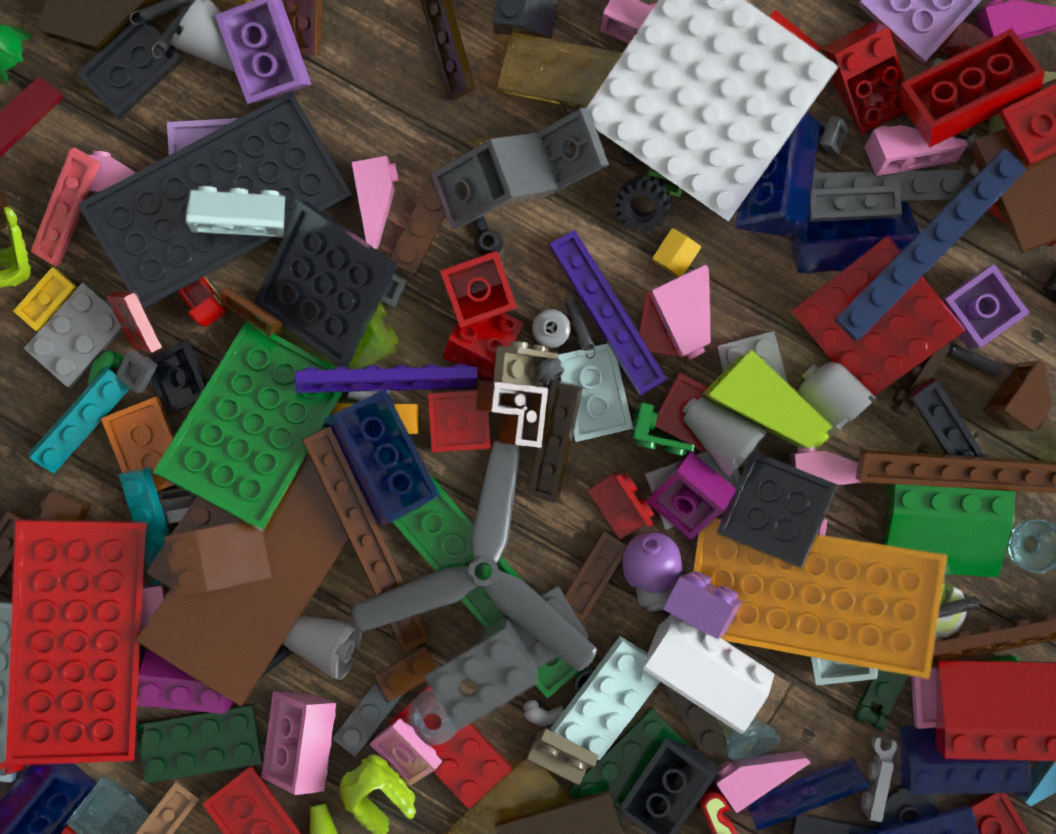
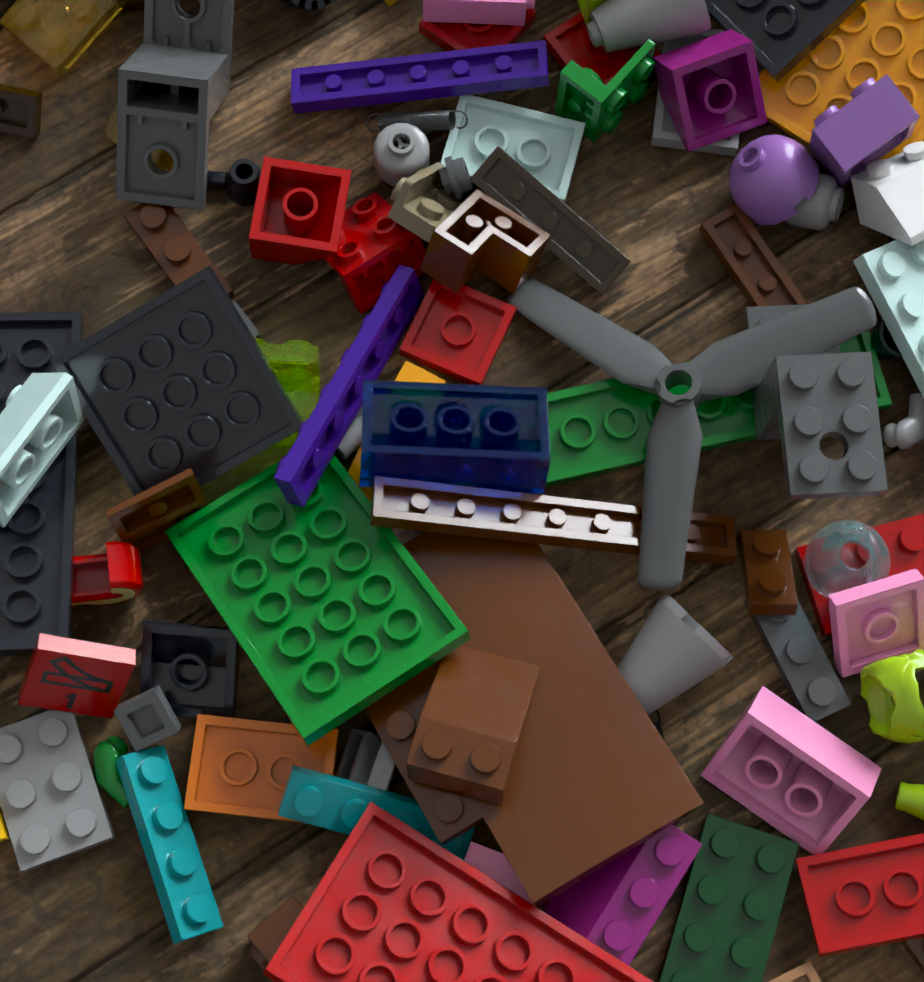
camera: 65 degrees left, 15 degrees down
(375, 193) = (90, 280): bright pink slope -> none
(619, 504) = (676, 179): red bracket -> none

